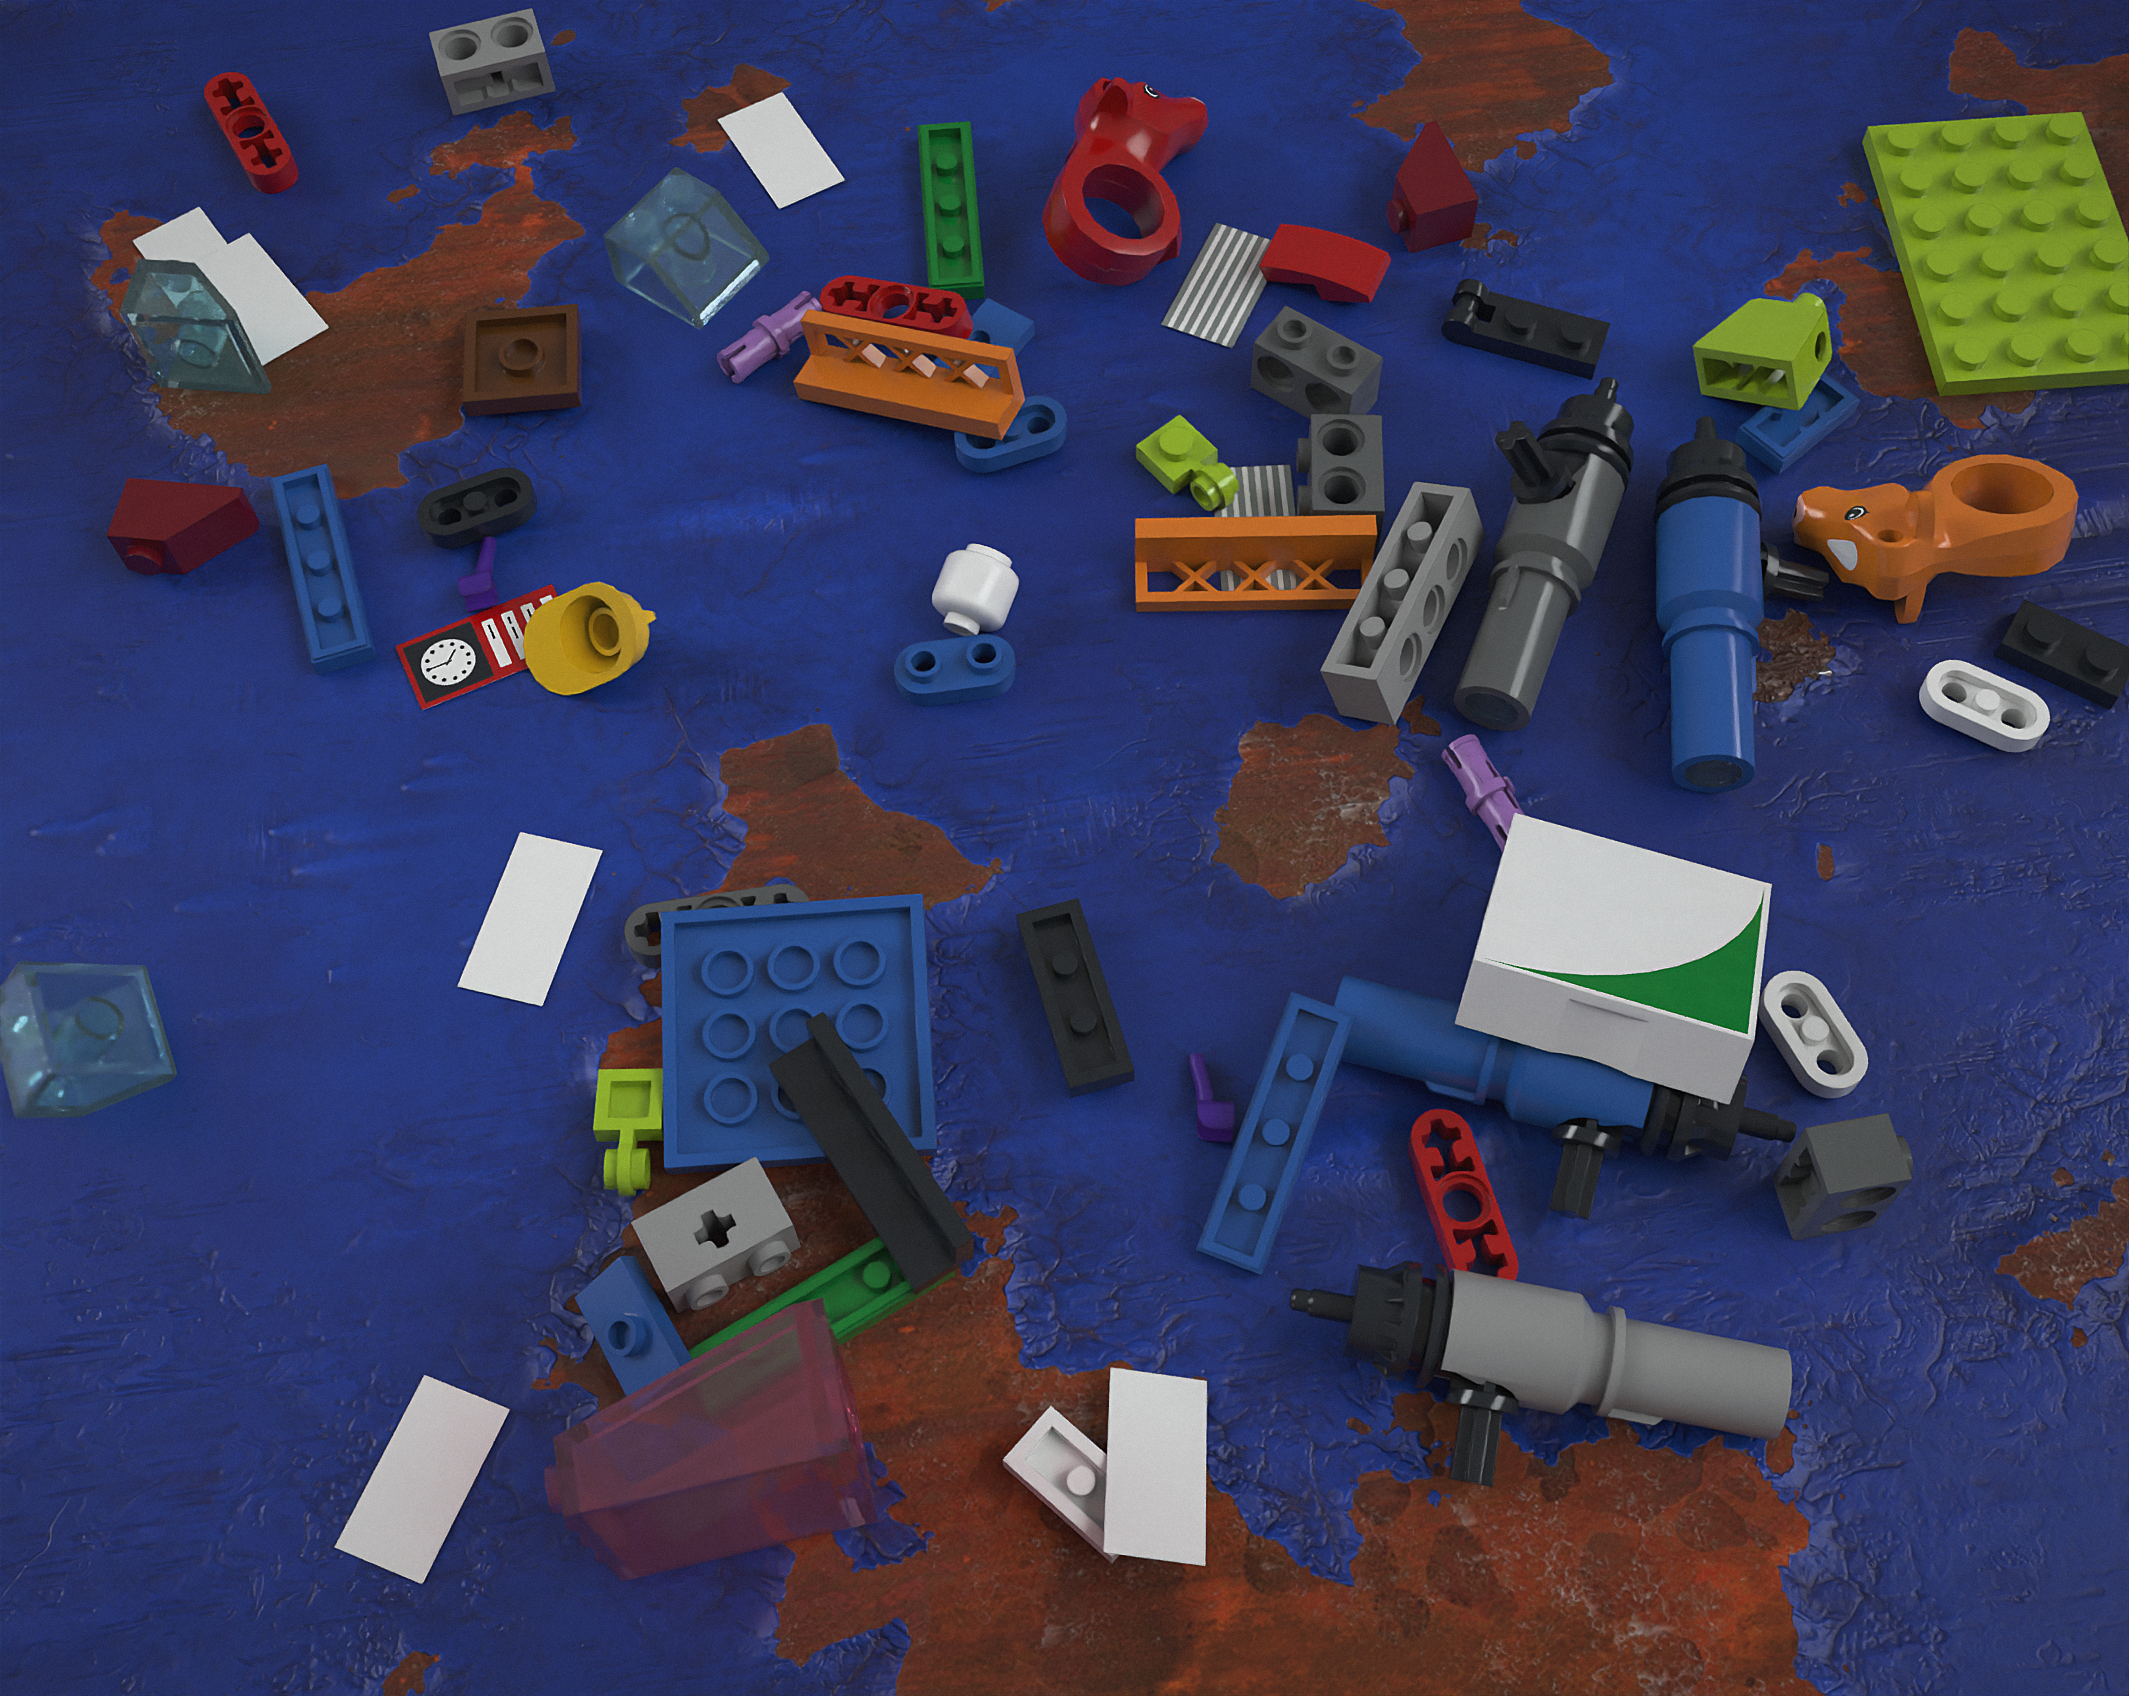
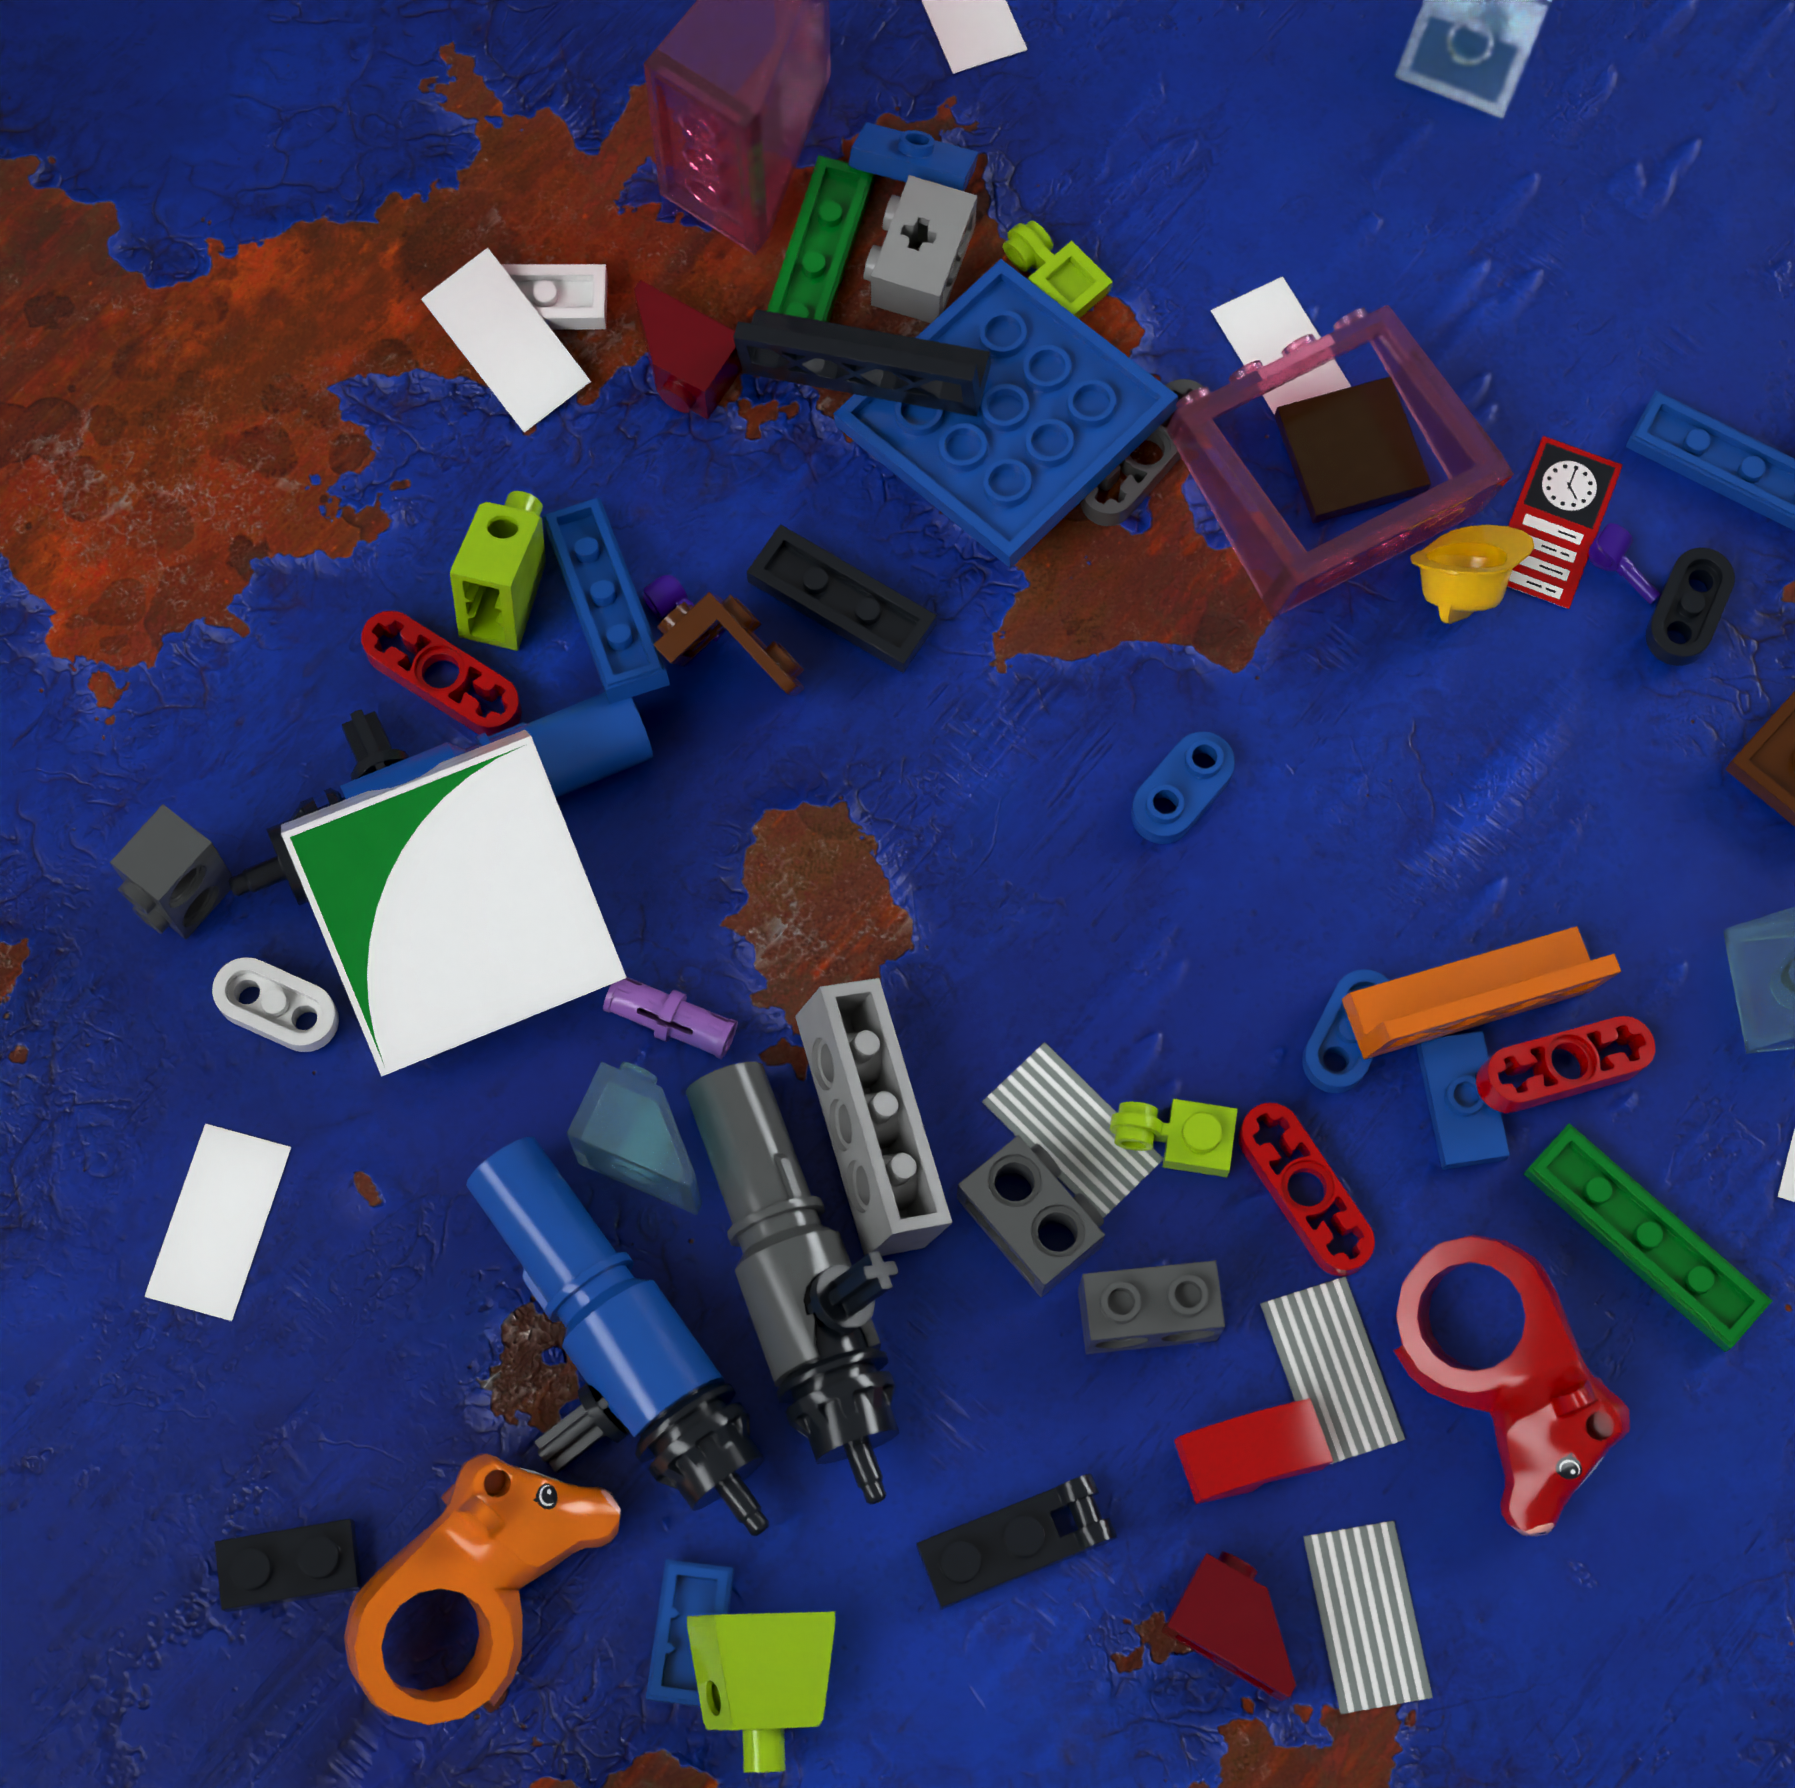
camera: 135 degrees right, 10 degrees up
(568, 801) = (1352, 449): none -> dark brown tile
(616, 688) = (1256, 530): none -> clear pink windscreen
(767, 339) = (1648, 960): medium lavender pin -> none
(975, 590) = (1228, 853): white head -> none
(1009, 1312) = (687, 352): none -> dark red slope
(1130, 357) = (1345, 1222): none -> red beam
(1203, 545) = (1050, 1081): orange fence -> none
(1214, 1017) = (692, 628): none -> reddish brown bracket
(1333, 161) = (1367, 1617): none -> light grey sticker
(1356, 1208) = (499, 571): none -> lime torso
(1546, 1352) = (300, 597): light grey piece -> none
(1604, 705) = (633, 1137): none -> clear light blue slope
(1966, 924) = (218, 1222): none -> white sticker
(1983, 705) = (326, 1433): white plate -> none

